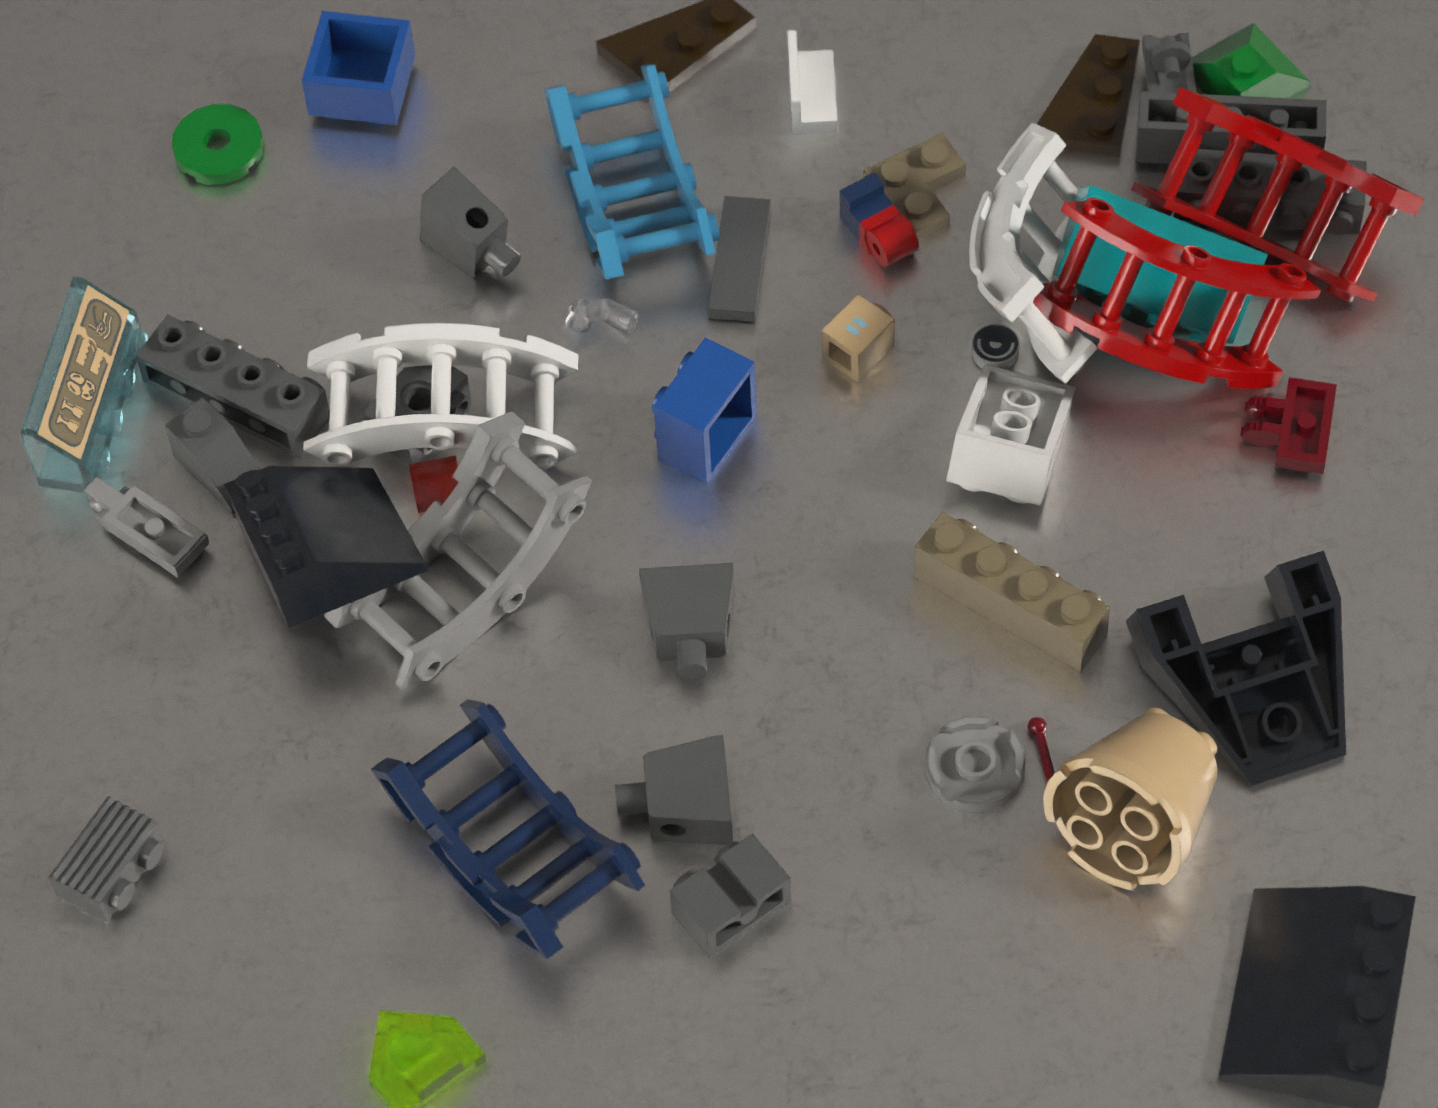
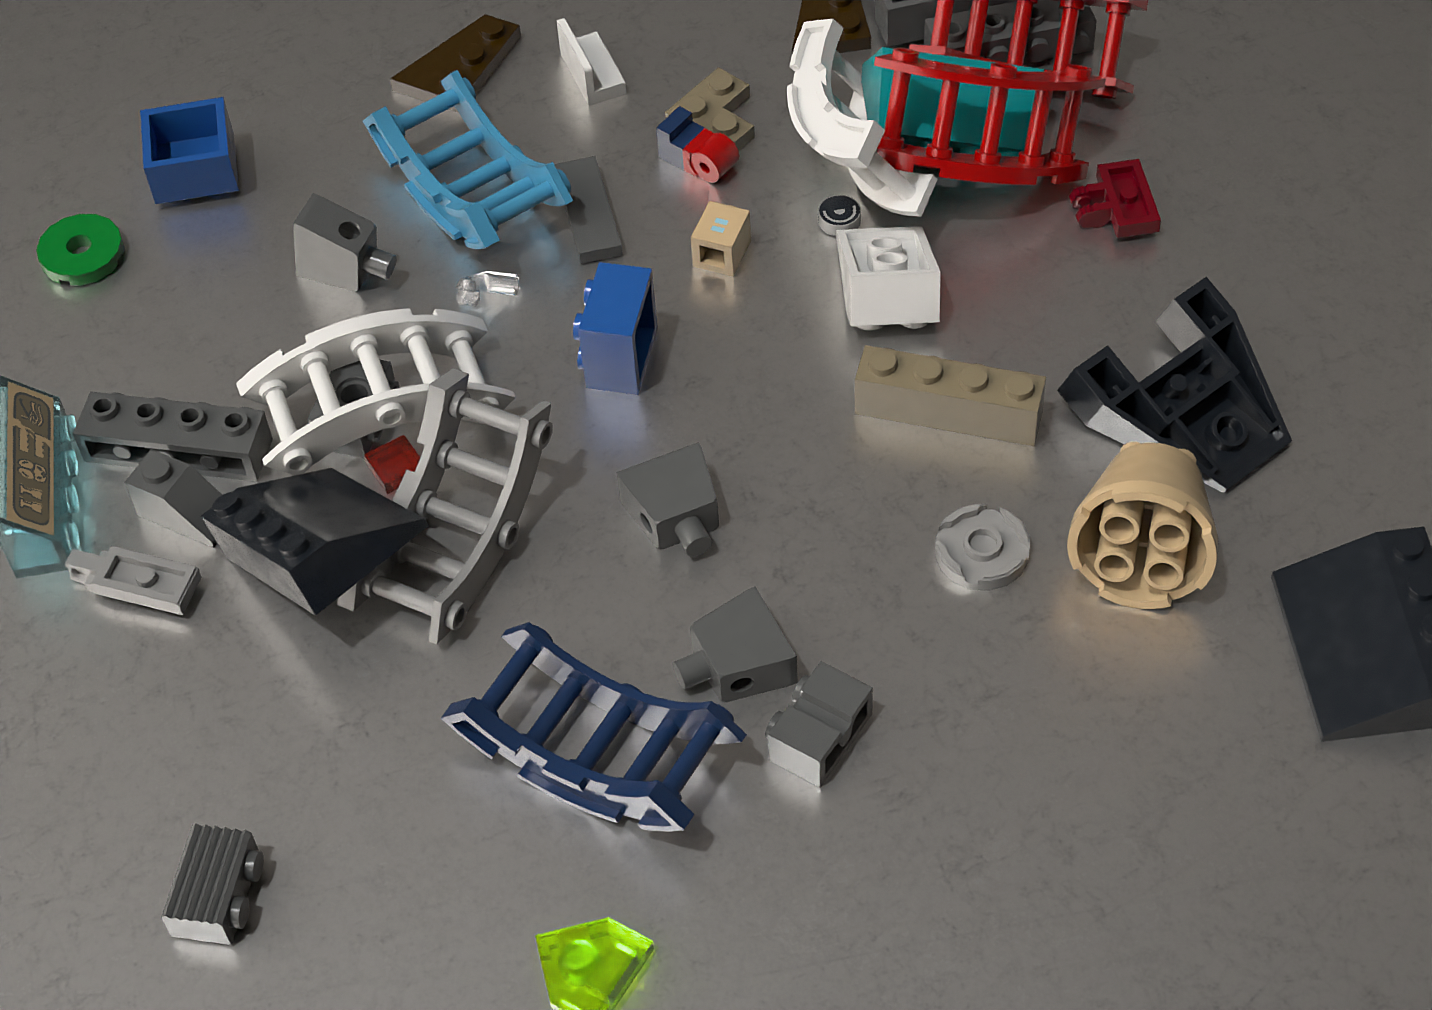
camera: 20 degrees left, 5 degrees down
(1037, 727) = (1021, 500): dark red hinge -> none

